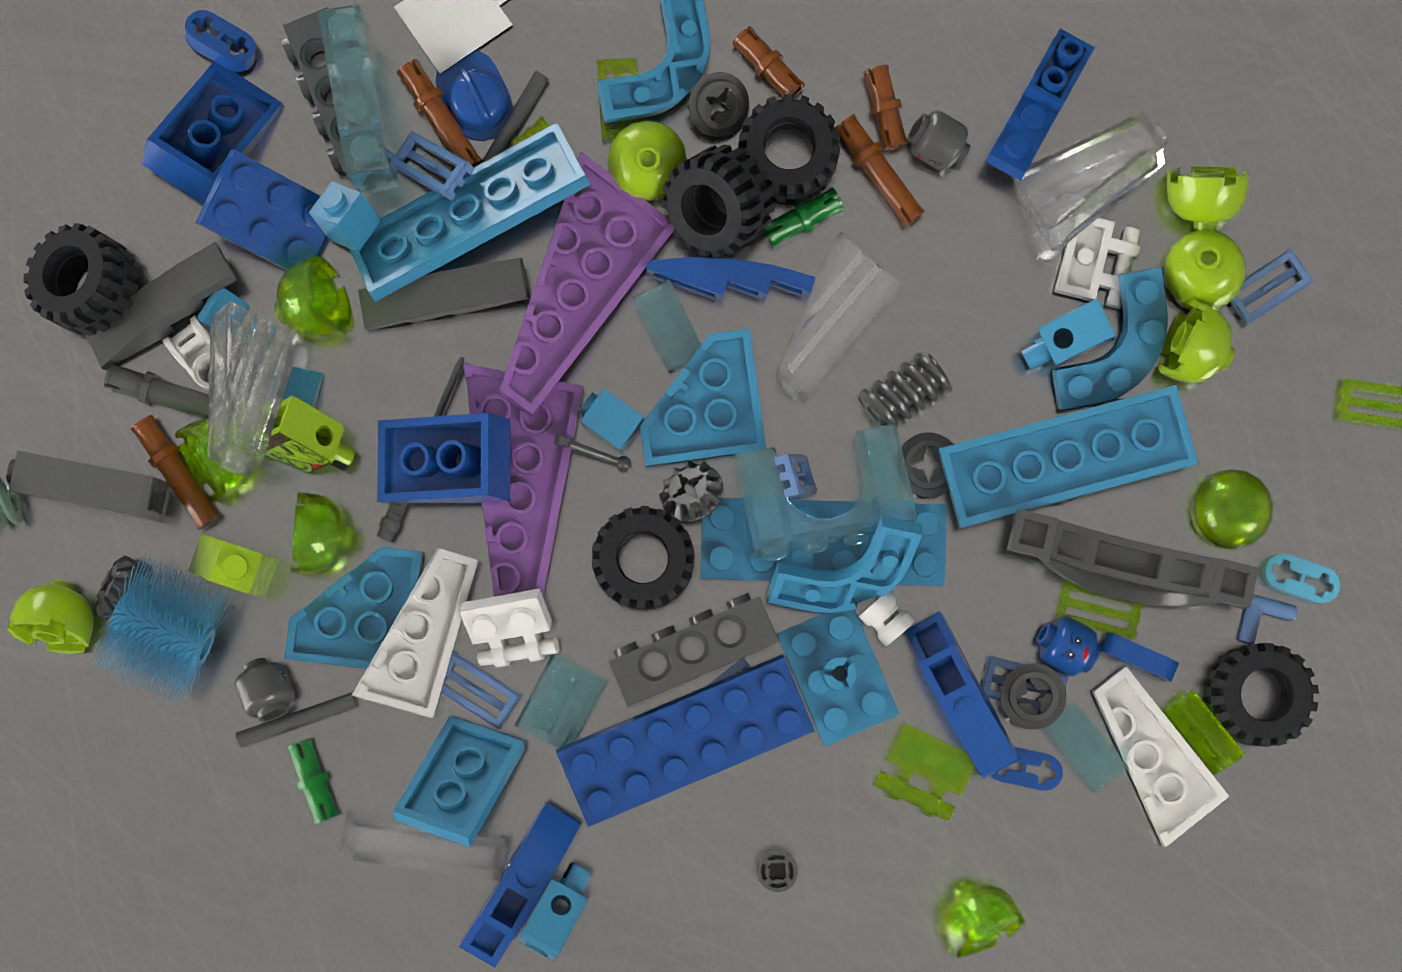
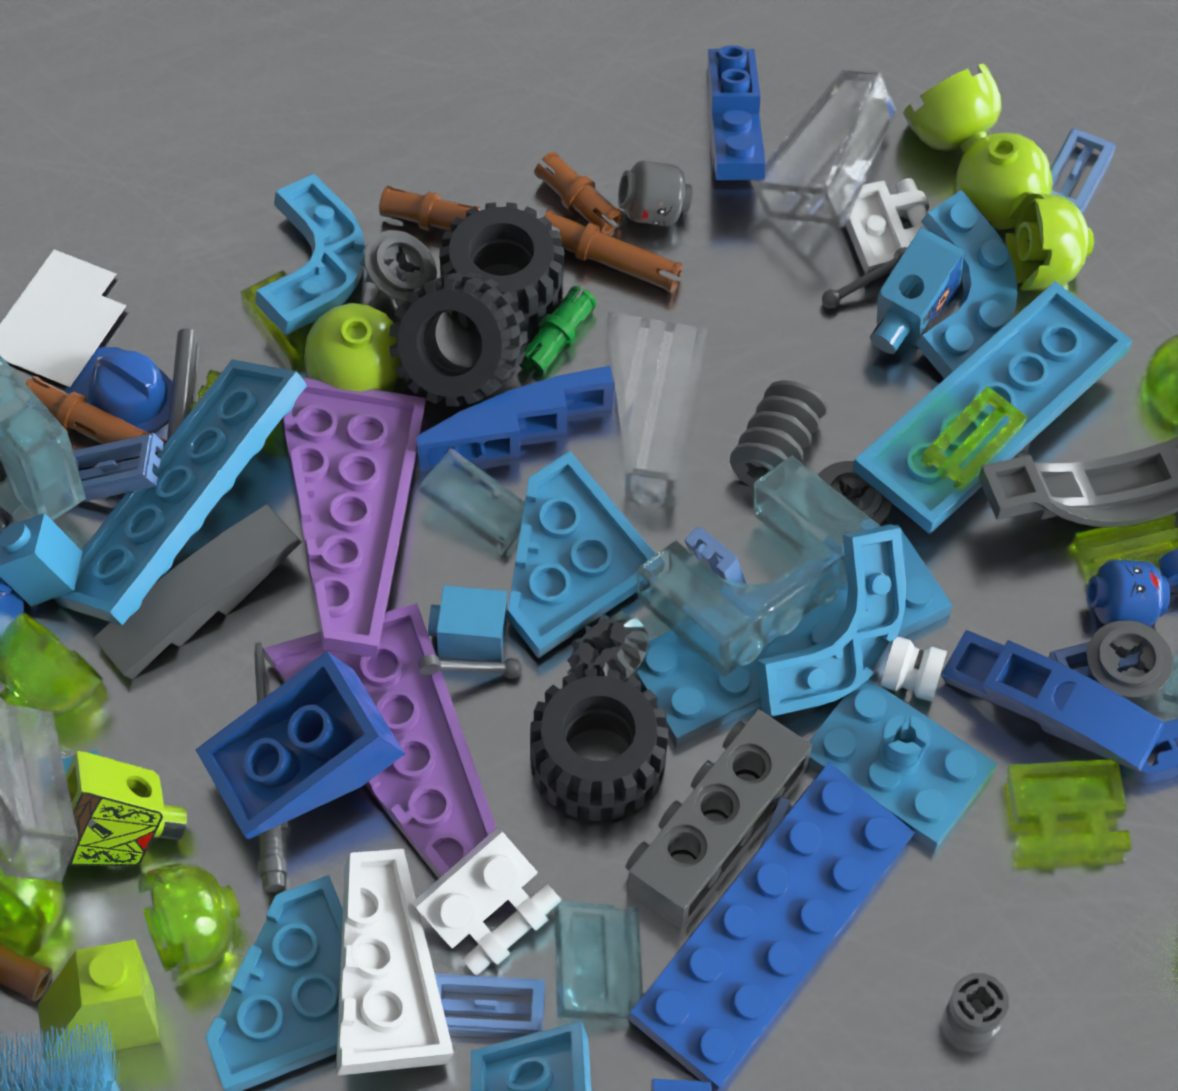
camera: 30 degrees left, 25 degrees down
(997, 493) = (949, 466): none -> clear neon green tile
(1083, 297) = (832, 298): none -> dark grey hinge

